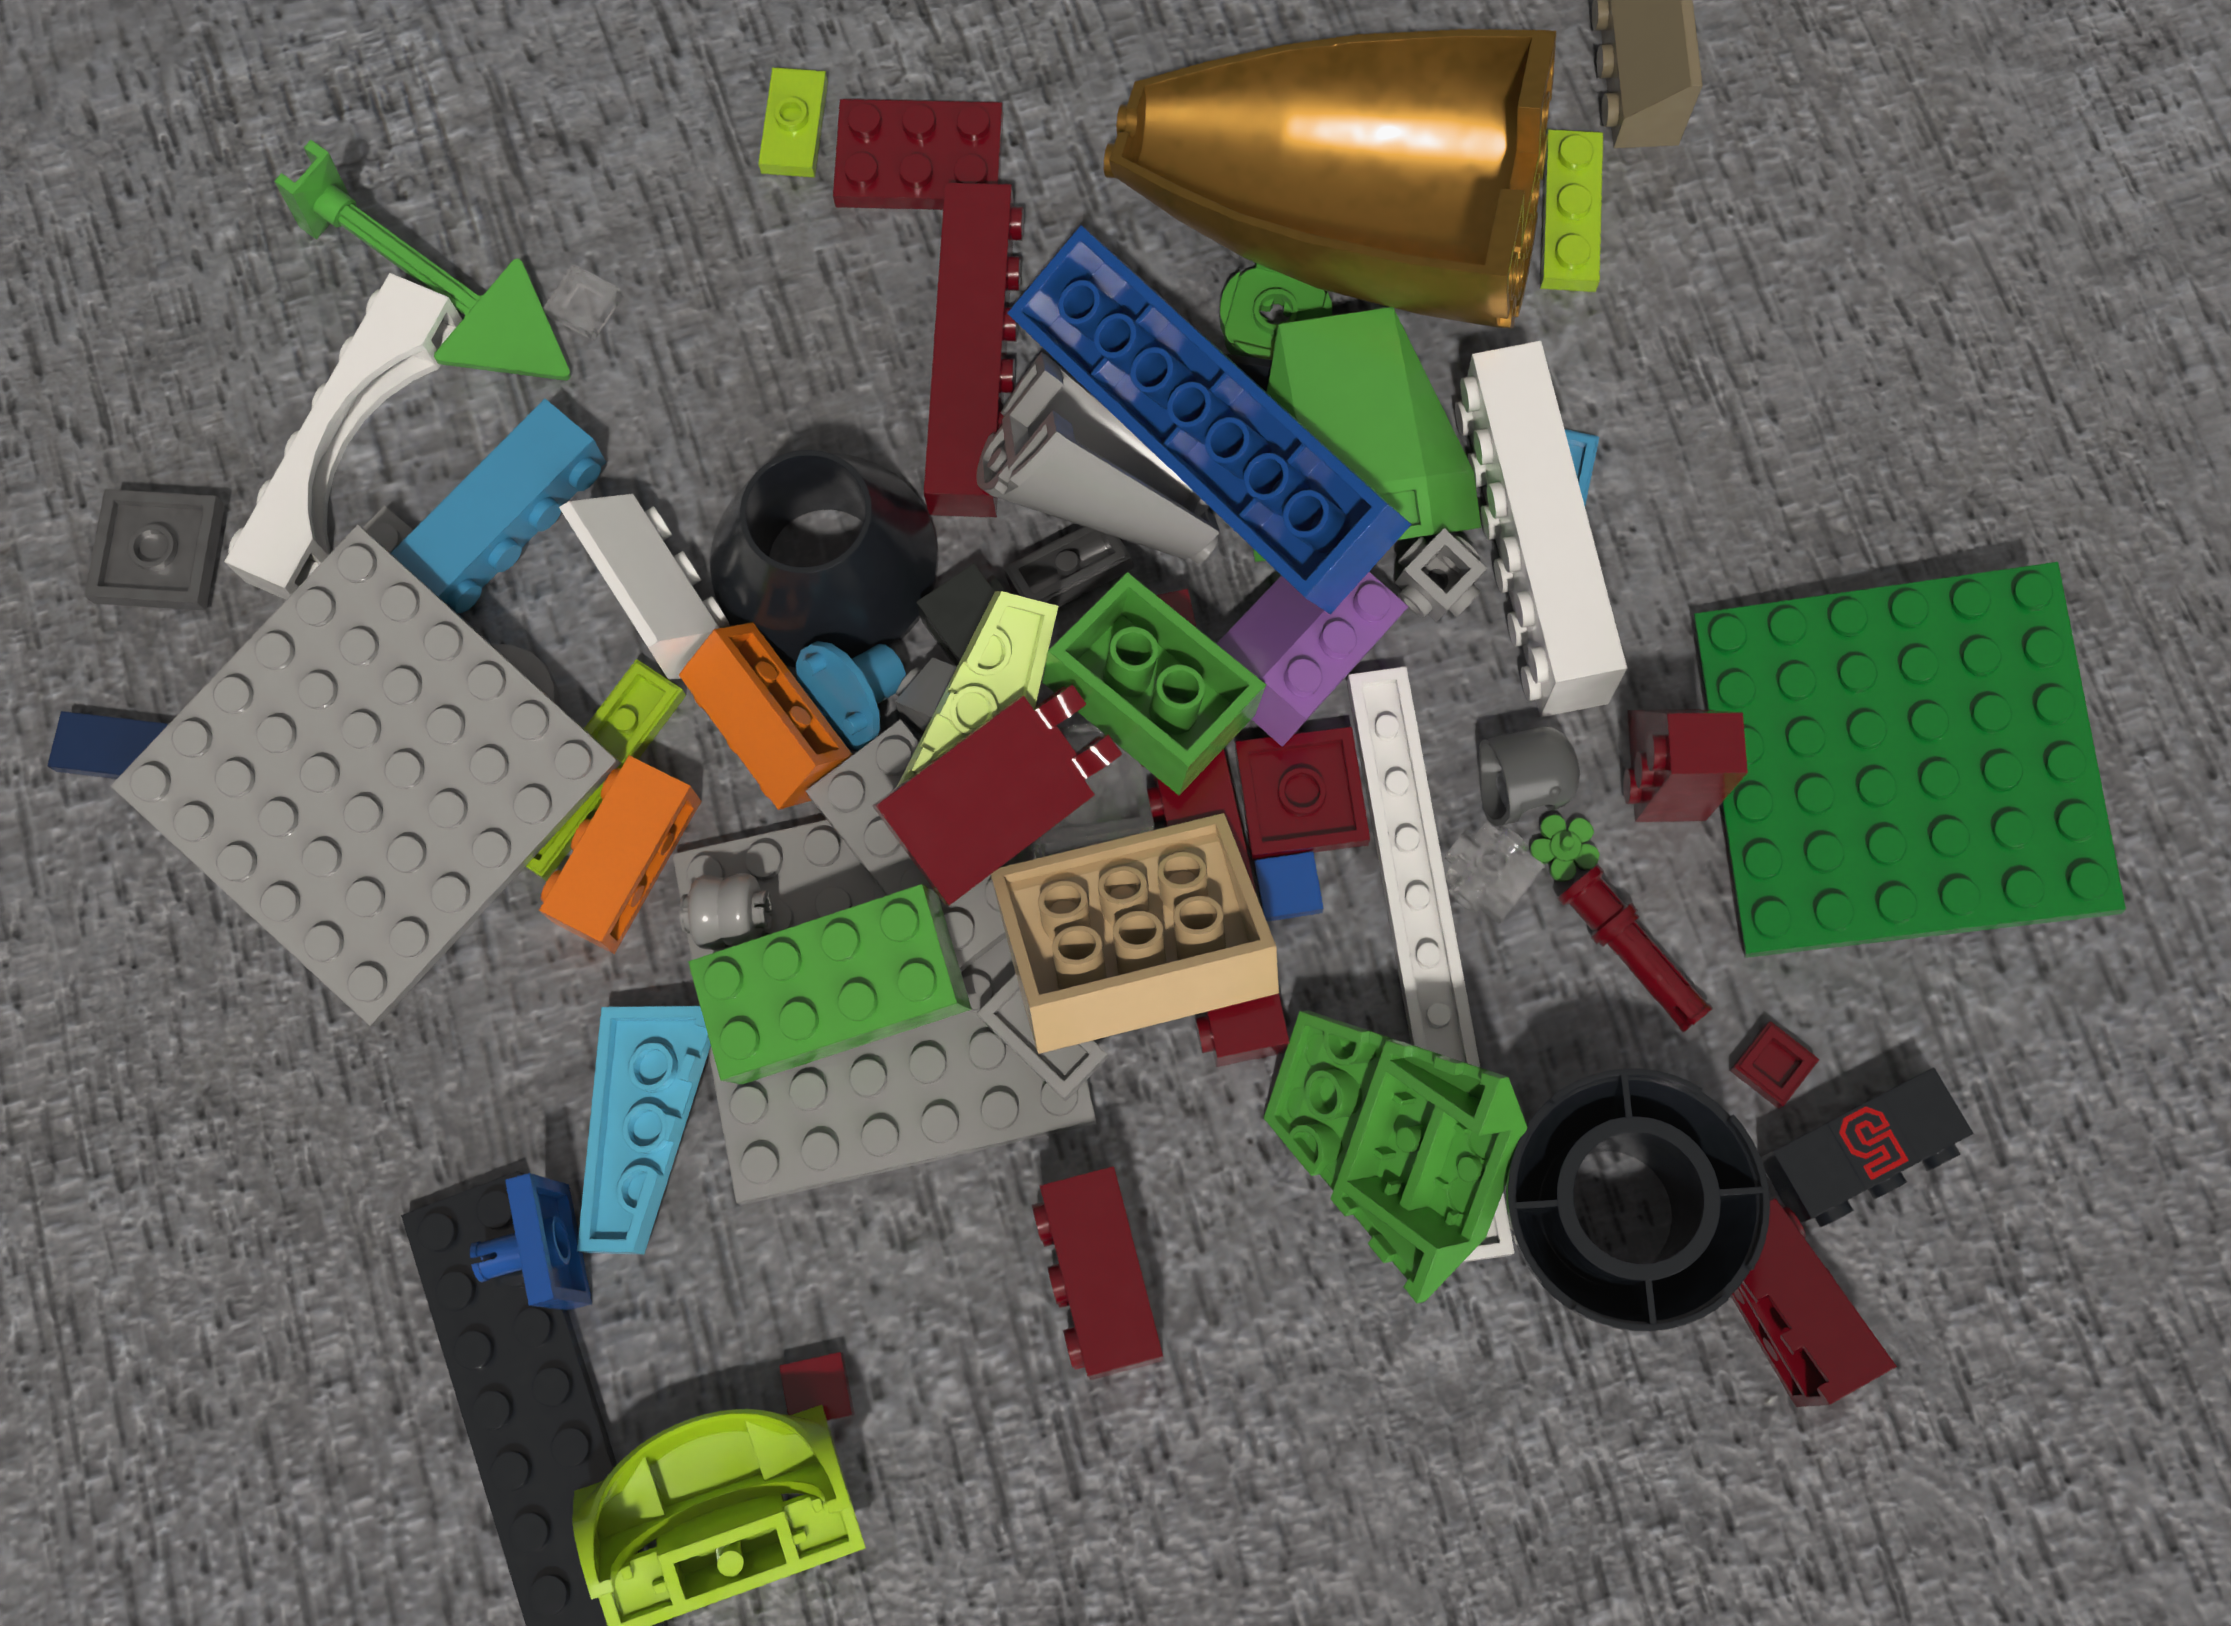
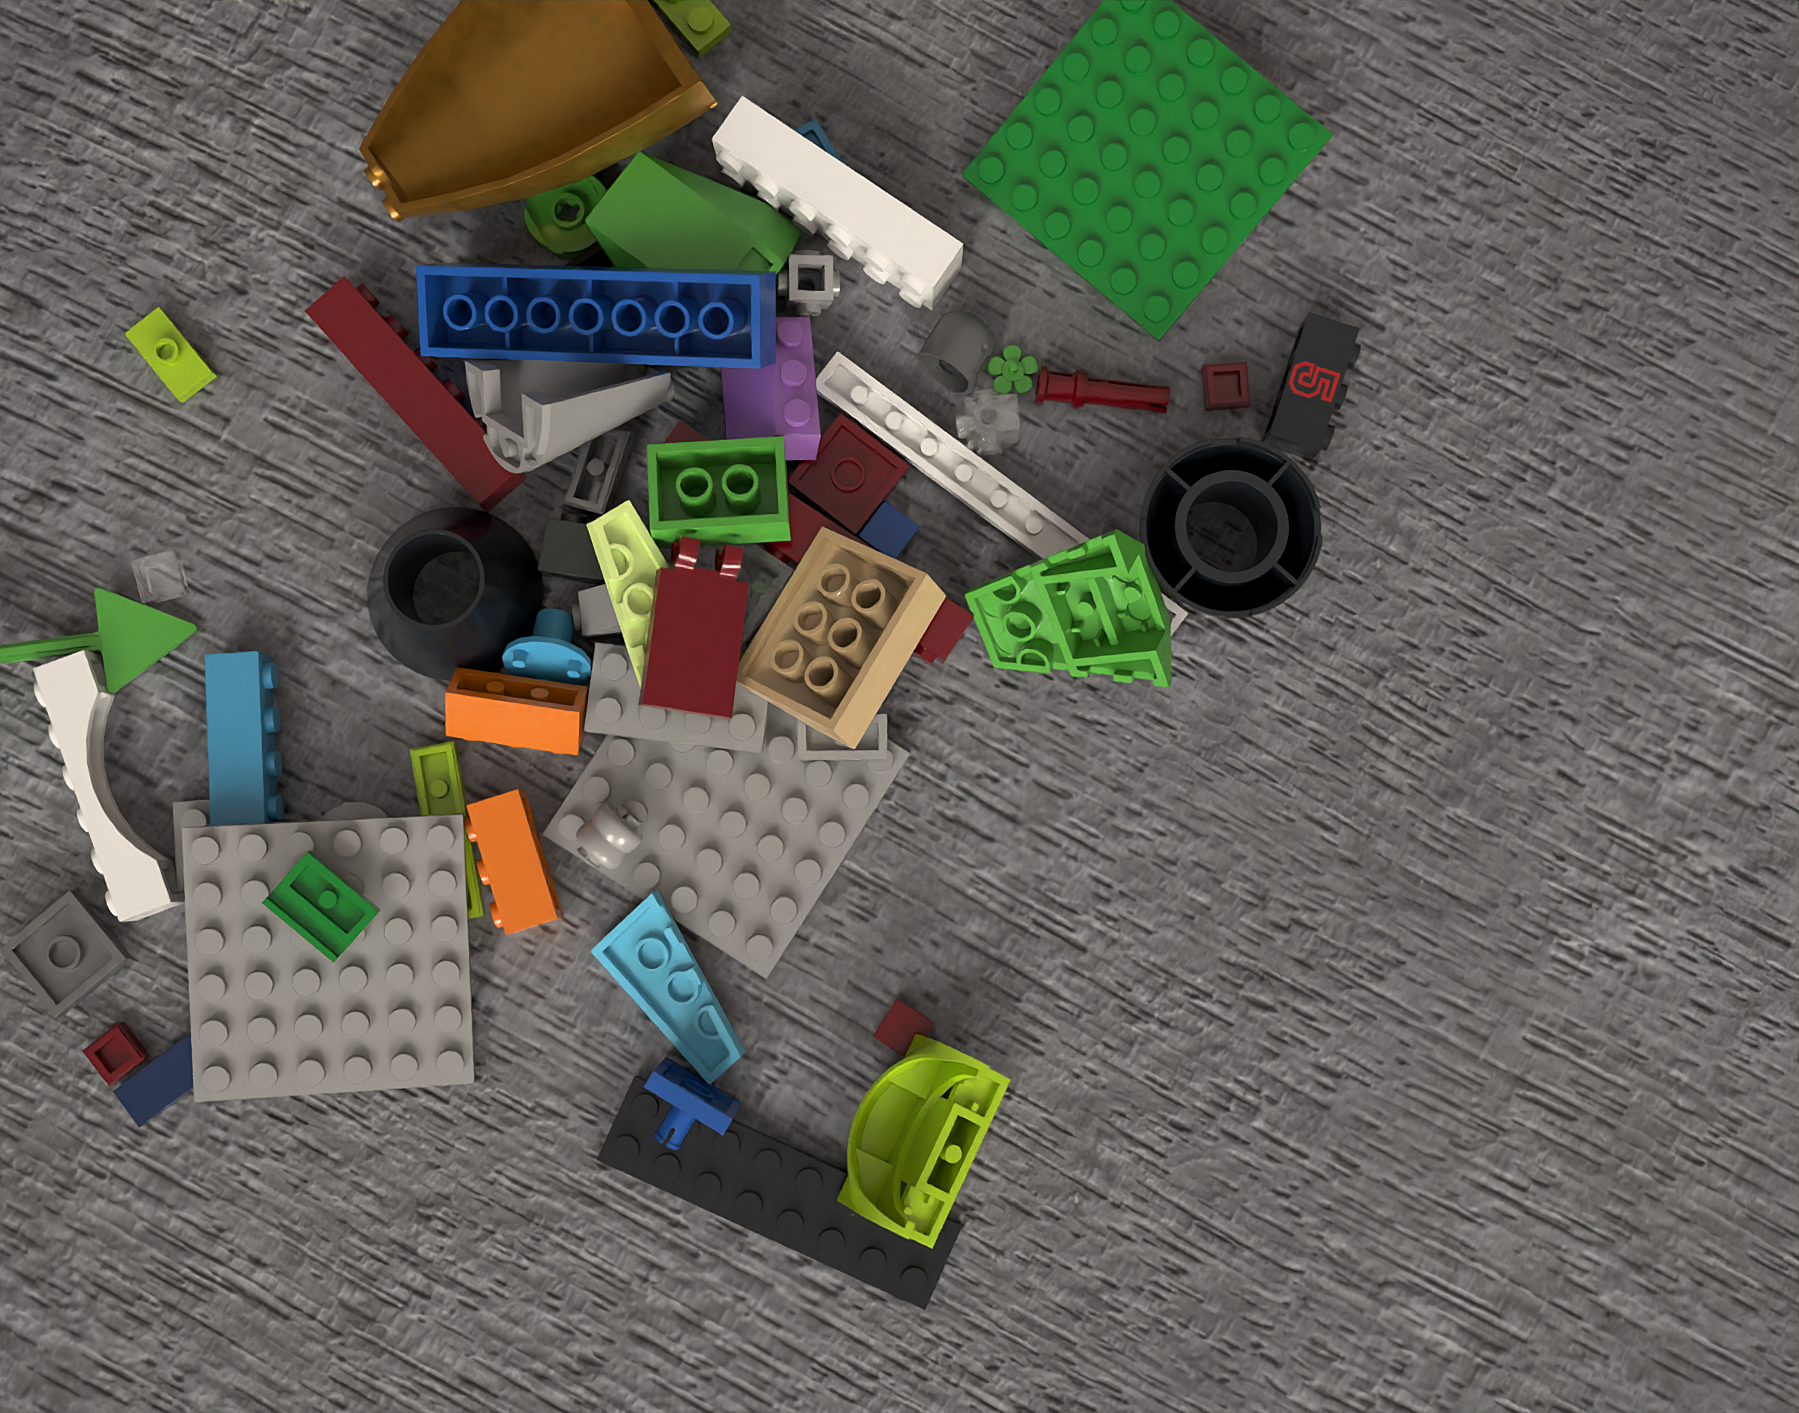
camera: 55 degrees left, 10 degrees up
(101, 682) = (116, 1053): none -> dark red tile
(400, 714) = (321, 906): none -> green plate
(646, 577) = (373, 699): white slope -> none
(829, 985) = (707, 820): bright green brick -> none
(907, 150) = (261, 306): dark red plate -> none
(1097, 1274) = (995, 831): dark red brick -> none
(1683, 762) = (1033, 264): dark red wedge -> none
(1806, 1319) = (1366, 507): dark red wedge -> none

